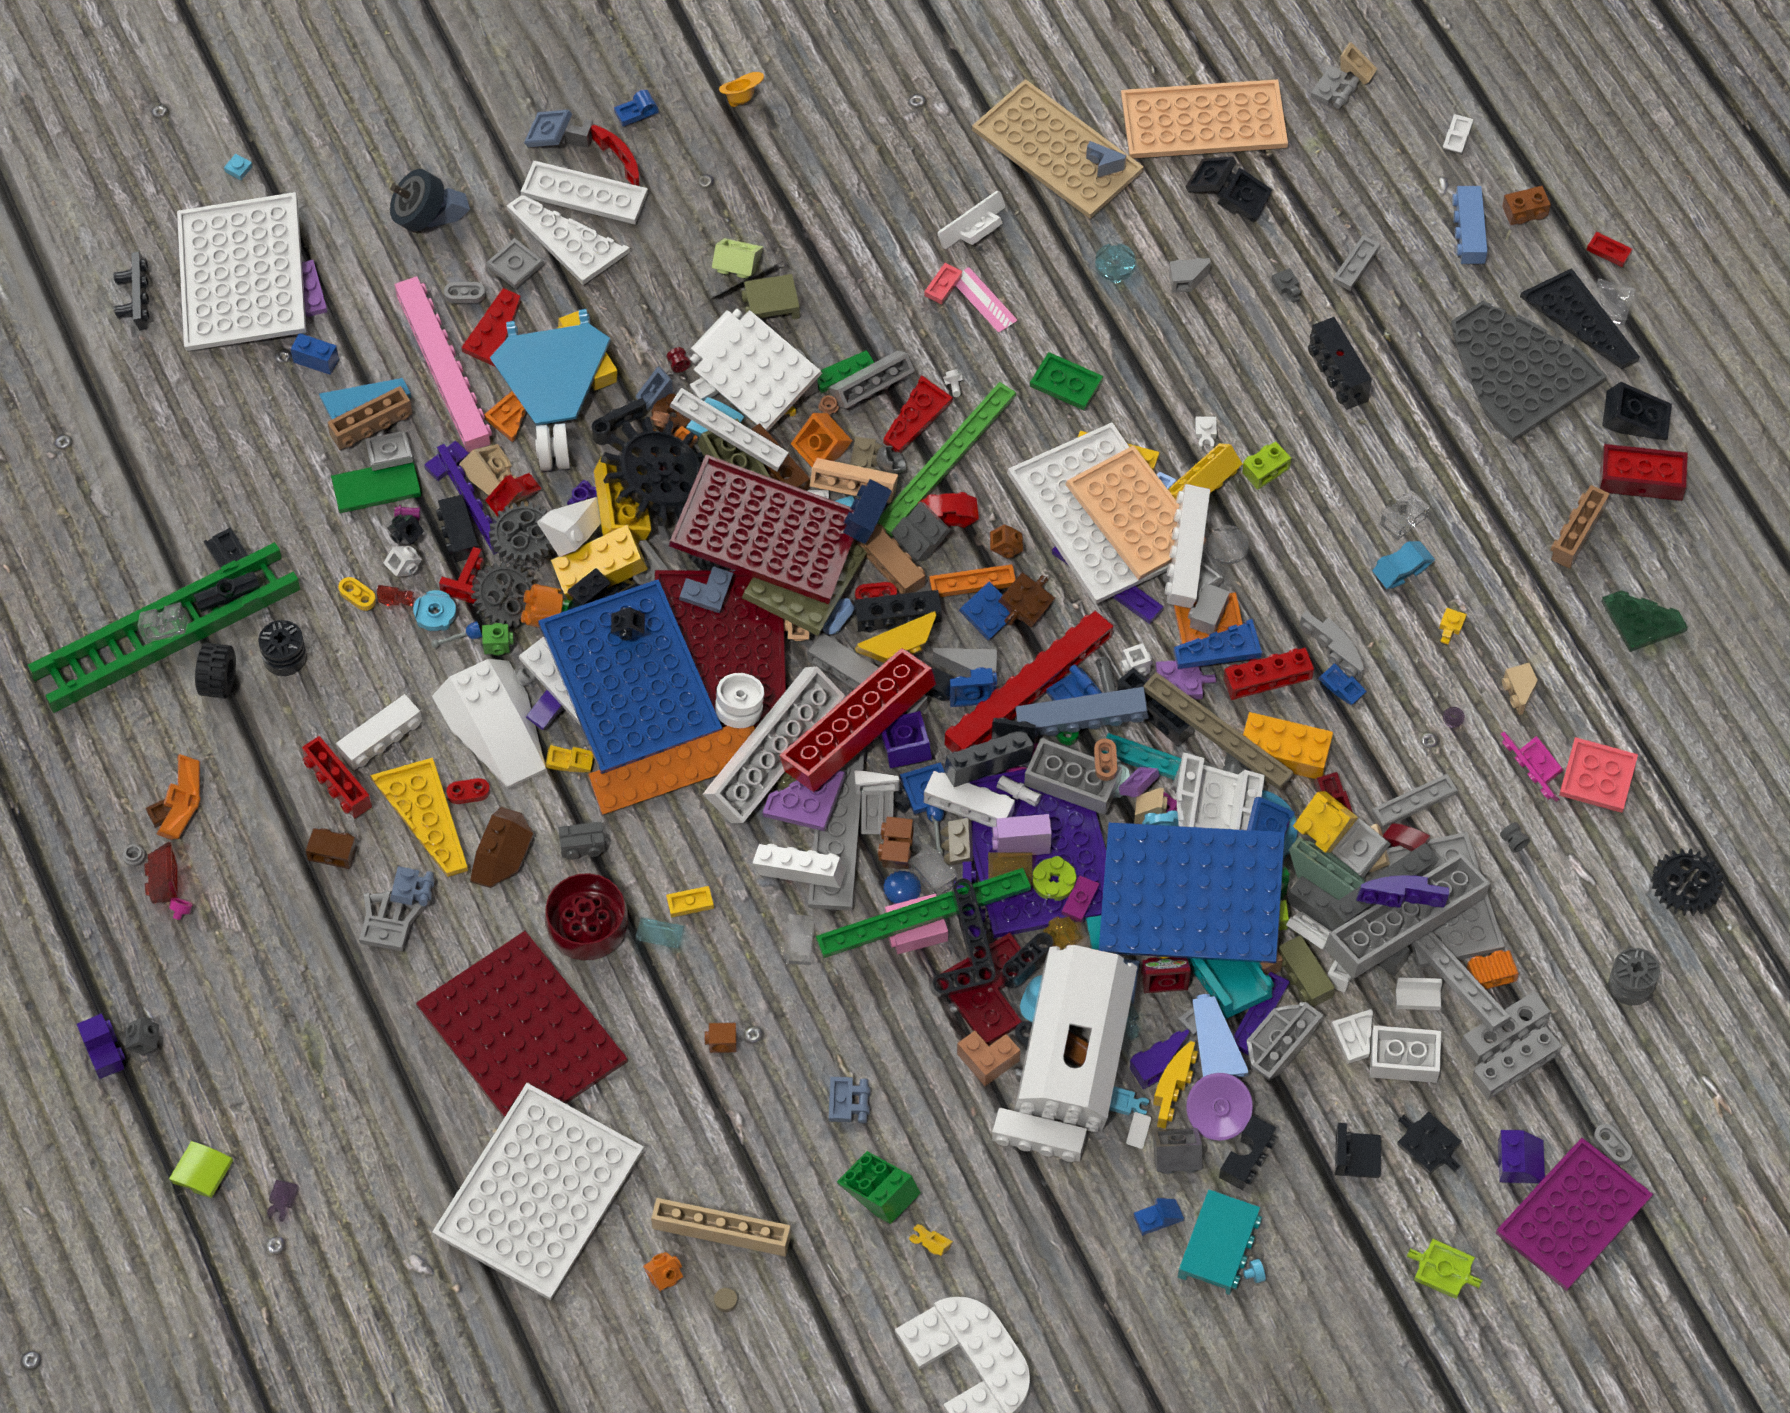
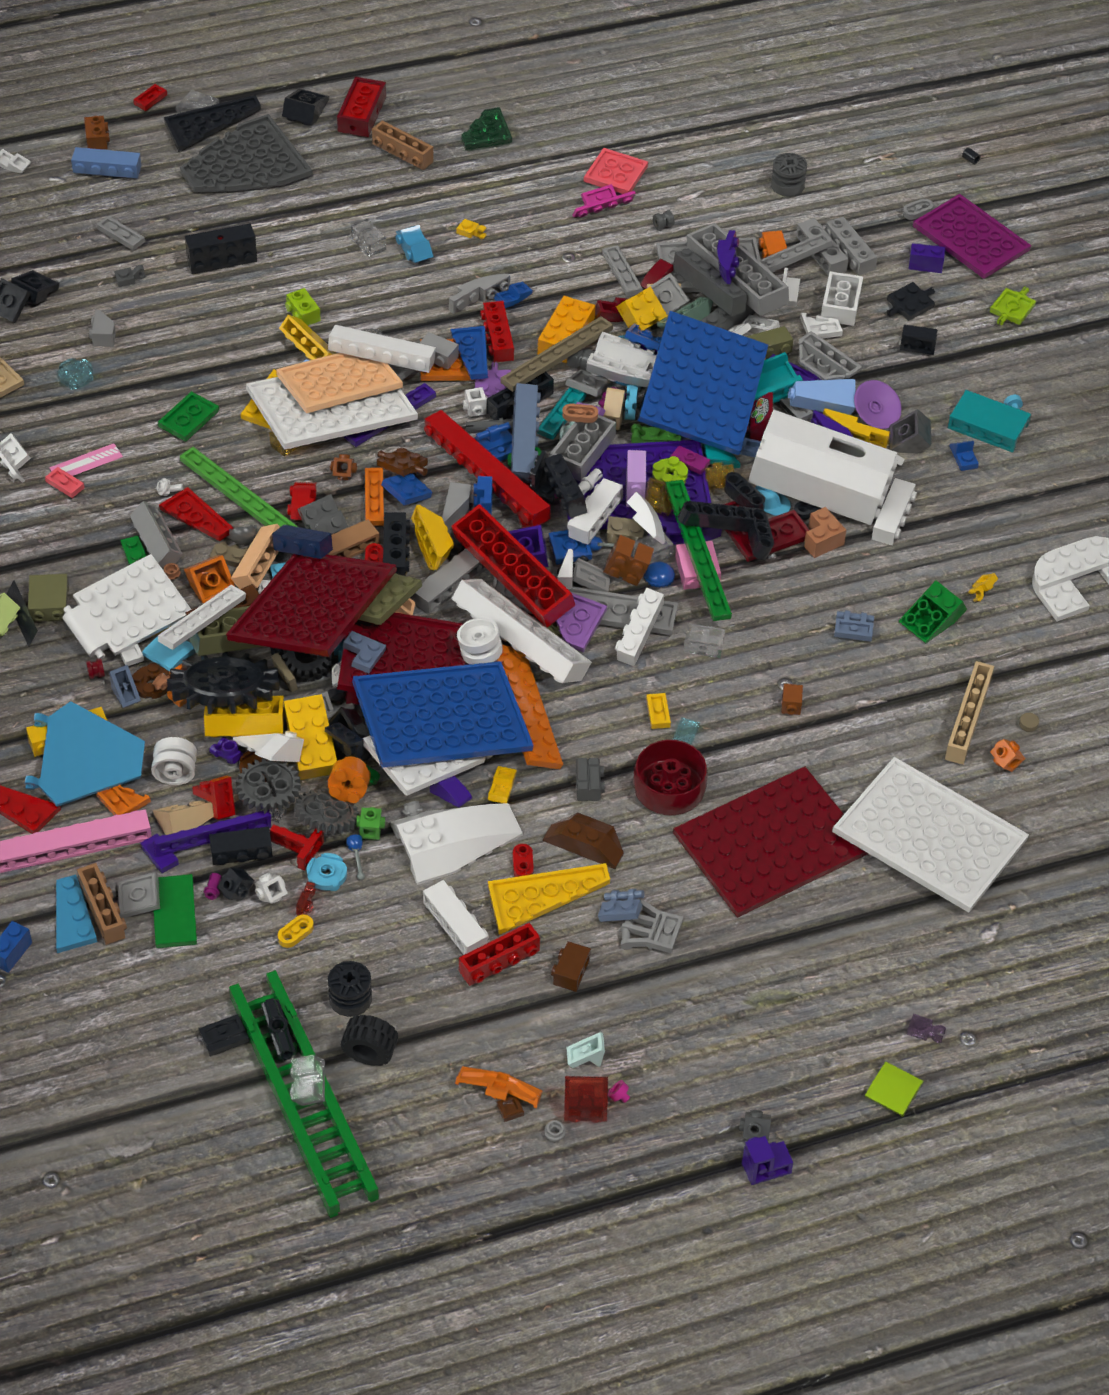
camera: 85 degrees left, 10 degrees down
(224, 873) = (586, 1050): none -> light aqua slope
(616, 418) = (156, 727): black plate -> none
(627, 623) = (407, 690): black brick -> none
(959, 853) = (647, 517): none -> white slope
(1205, 430) = (258, 340): white plate -> none
(1240, 1169) = (928, 400): black arch -> none
(1450, 721) = (553, 239): clear purple plate -> none
(1521, 684) = (535, 198): tan slope -> none
(1670, 871) = (711, 141): black gear -> none
(1742, 1210) = (971, 155): none -> black hinge

